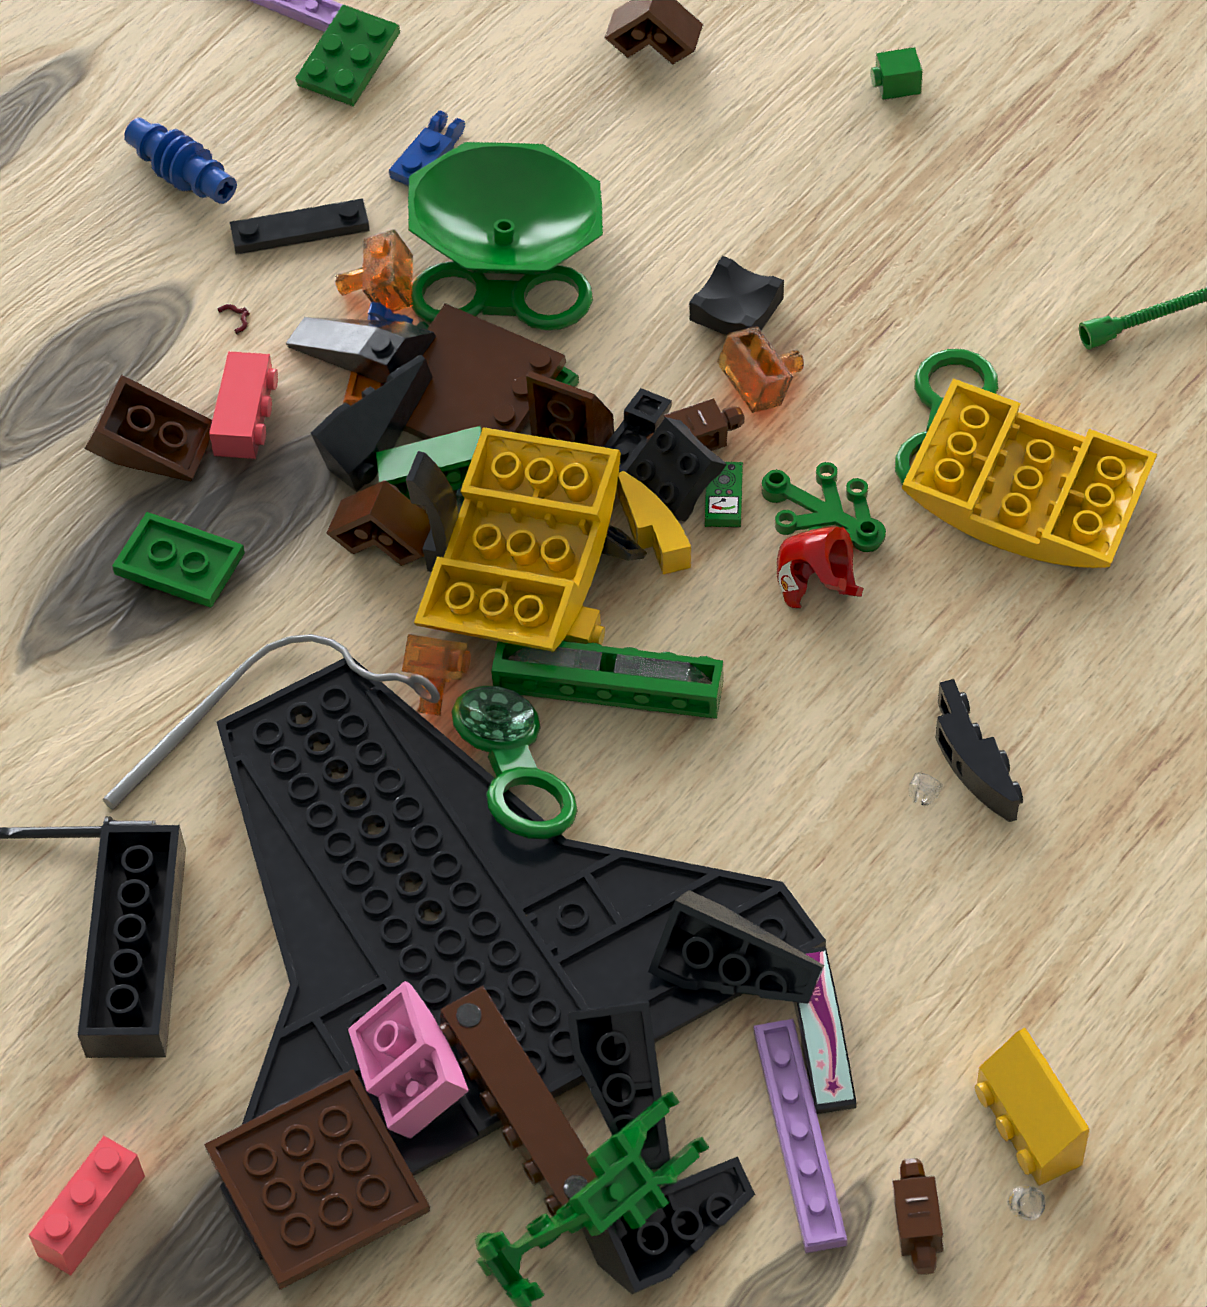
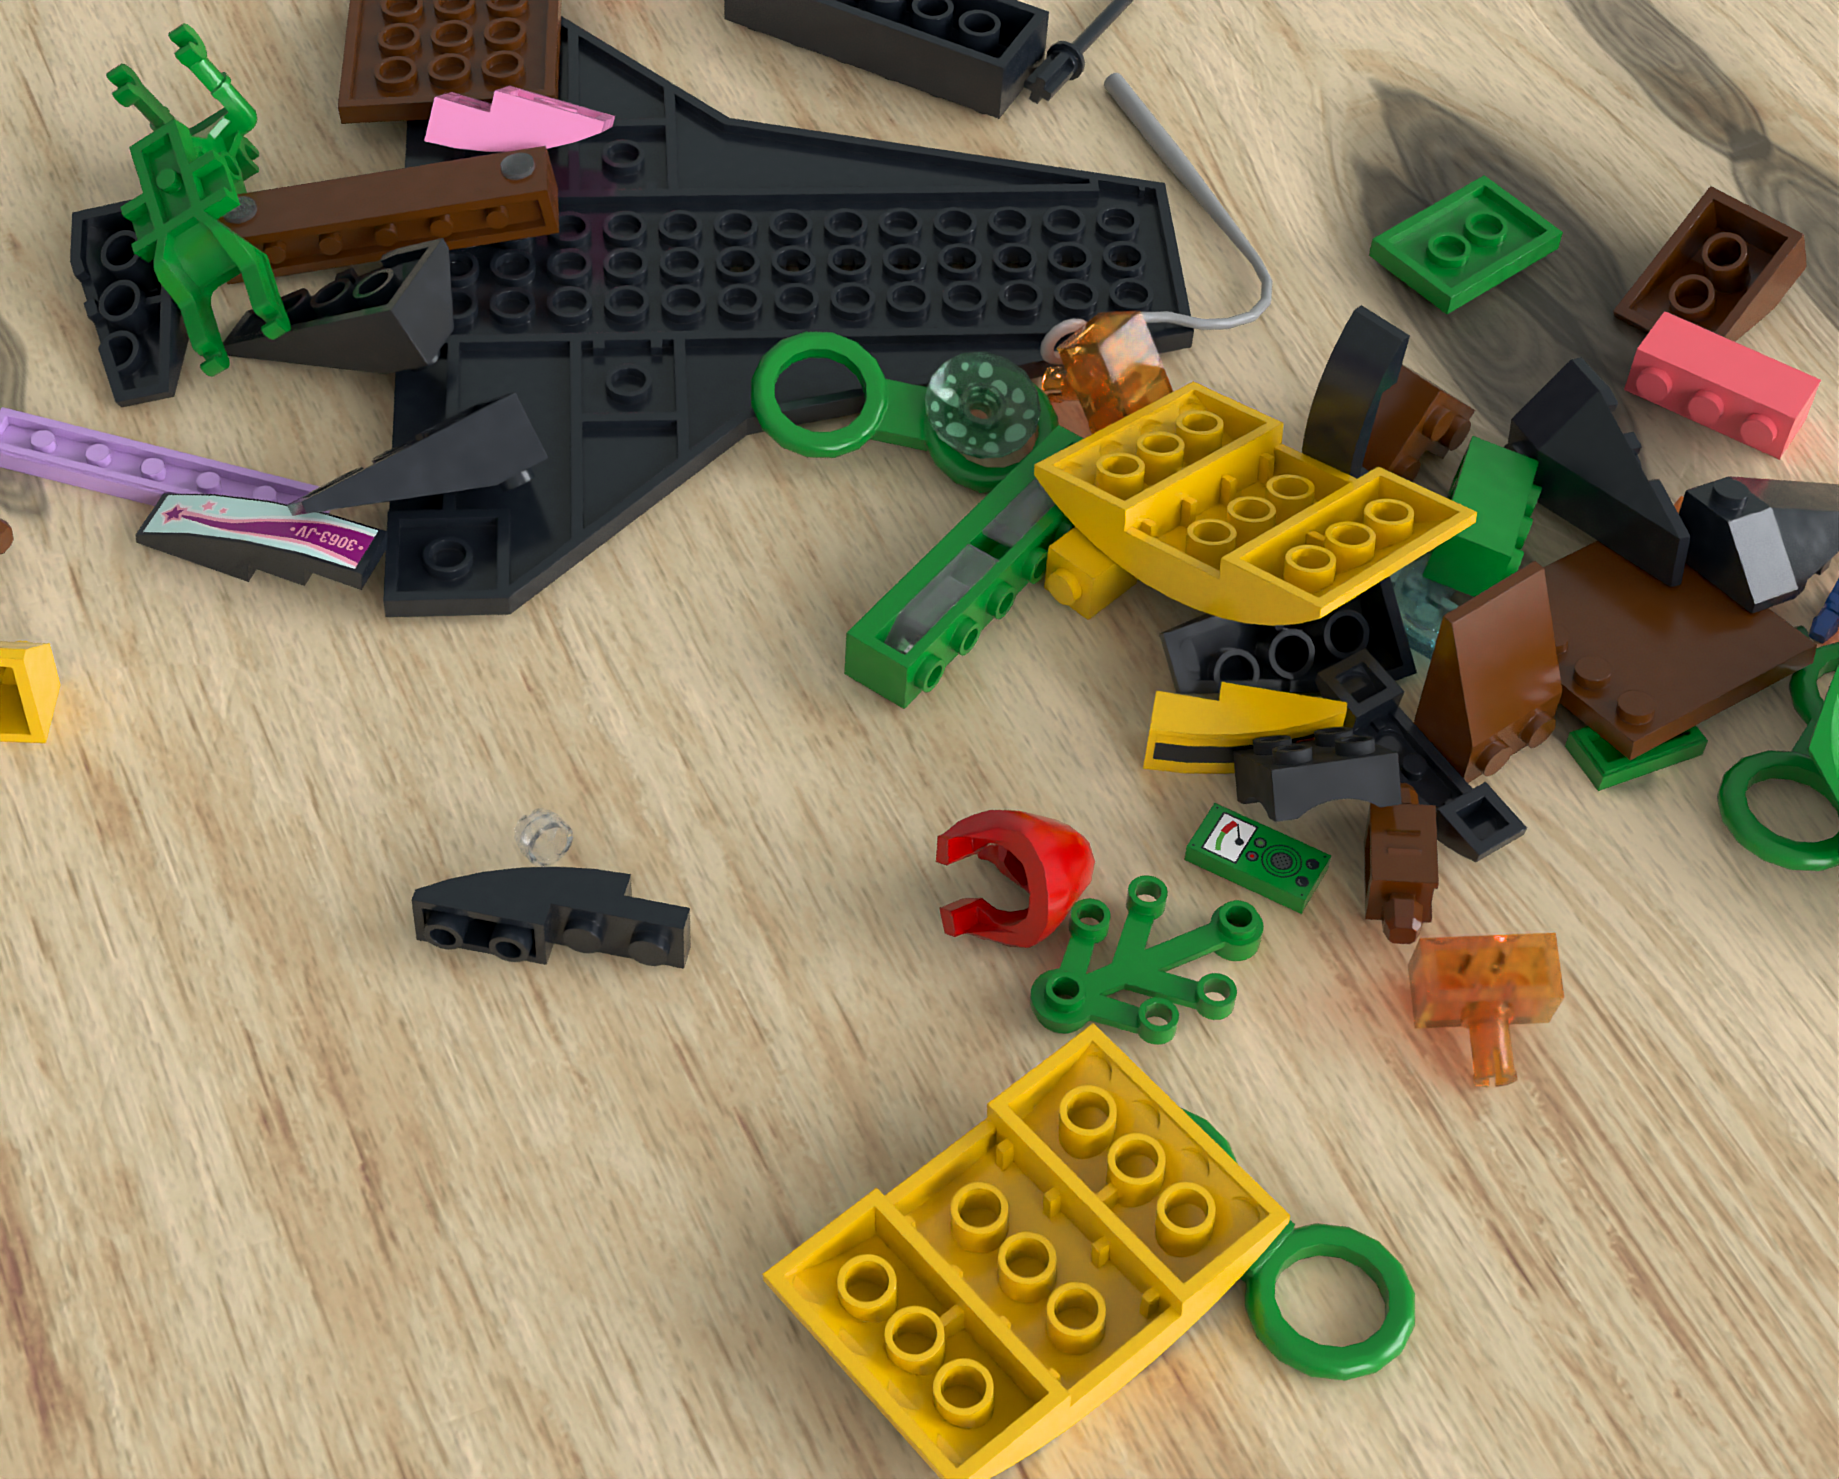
camera: 110 degrees right, 5 degrees down
(735, 299) = (1668, 1043): black brick -> none

